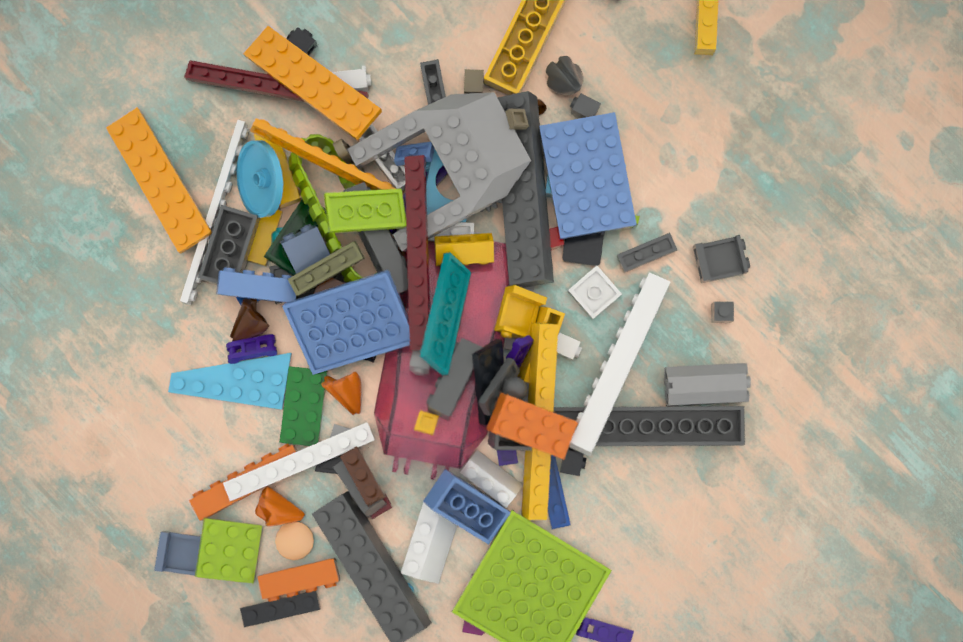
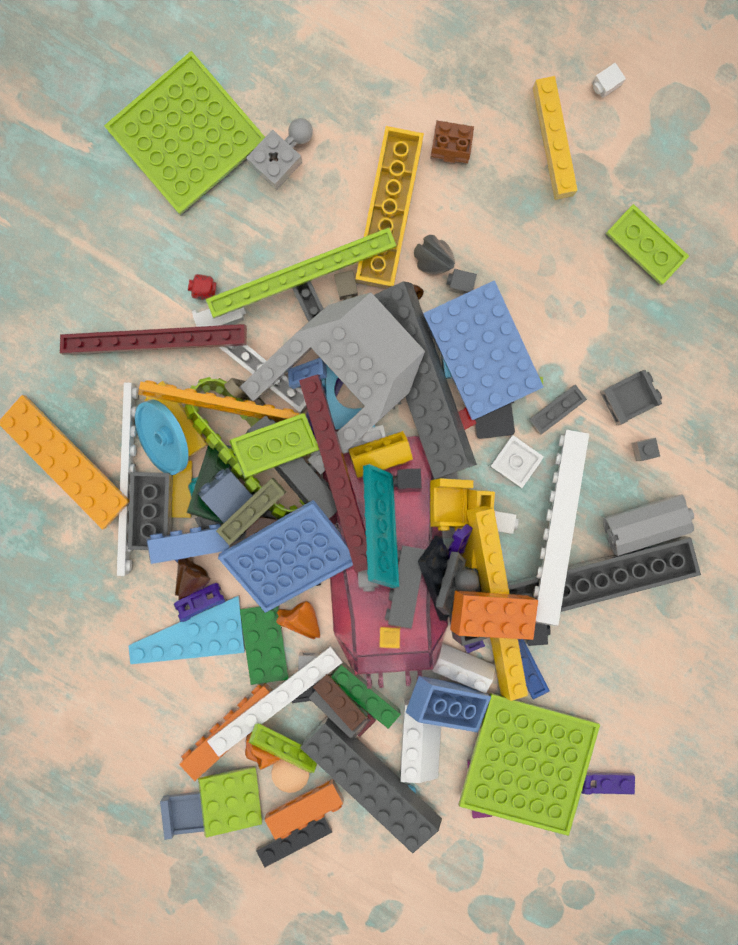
camera: 15 degrees left, 5 degrees up
(294, 509) = (281, 747): none -> lime plate
(303, 40) = (165, 288): black brick -> none
(312, 82) = (188, 328): light orange plate -> none
(336, 50) = (202, 287): none -> red head
(389, 480) = (368, 699): none -> green brick
(433, 59) = (301, 273): none -> lime plate
(484, 281) = (408, 480): none -> black brick
(517, 119) = (400, 313): dark tan tile -> none
(772, 118) = (647, 244): none -> lime plate

